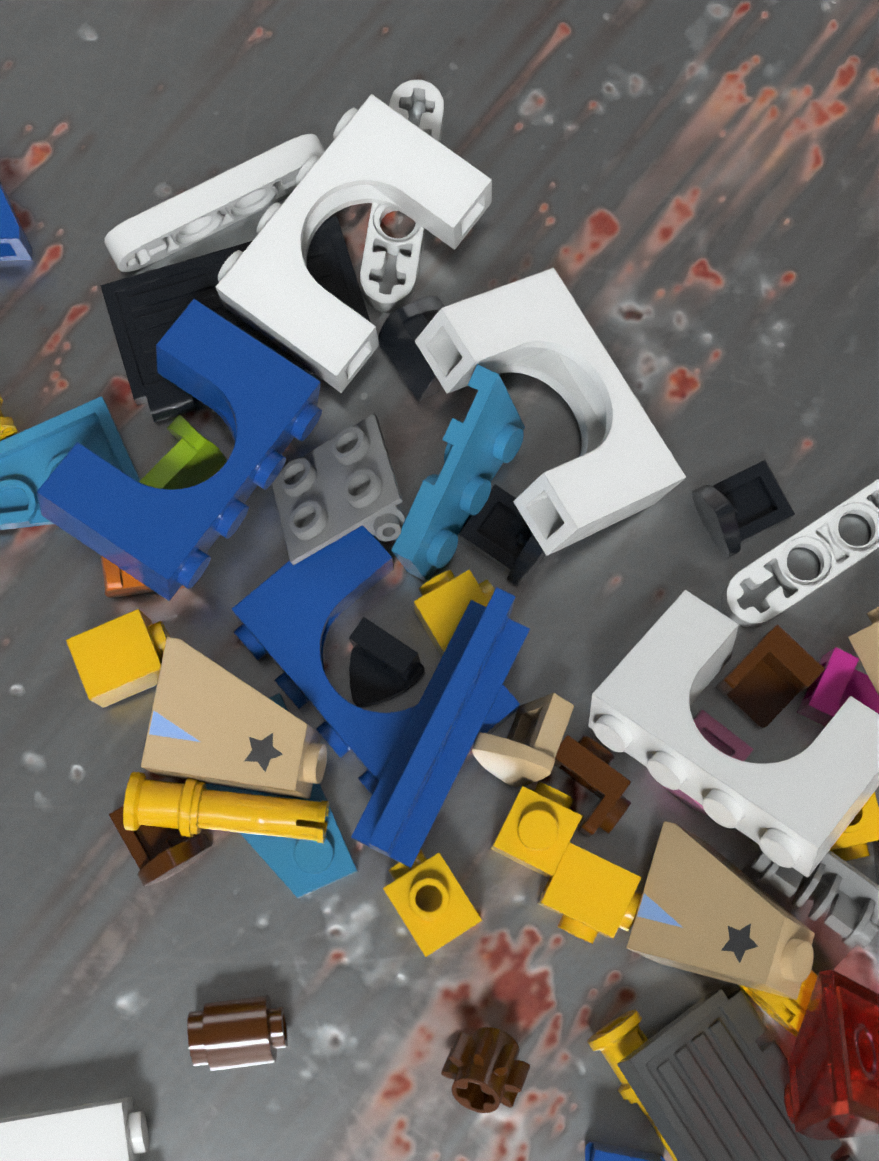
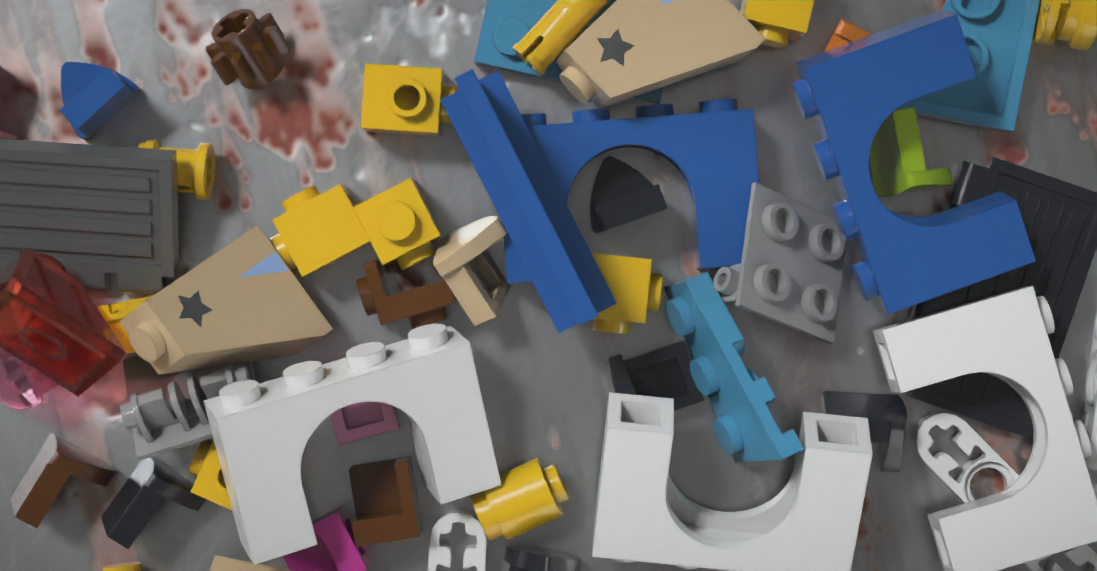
camera: 130 degrees right, 10 degrees up
(683, 564) = (522, 502): none -> yellow brick

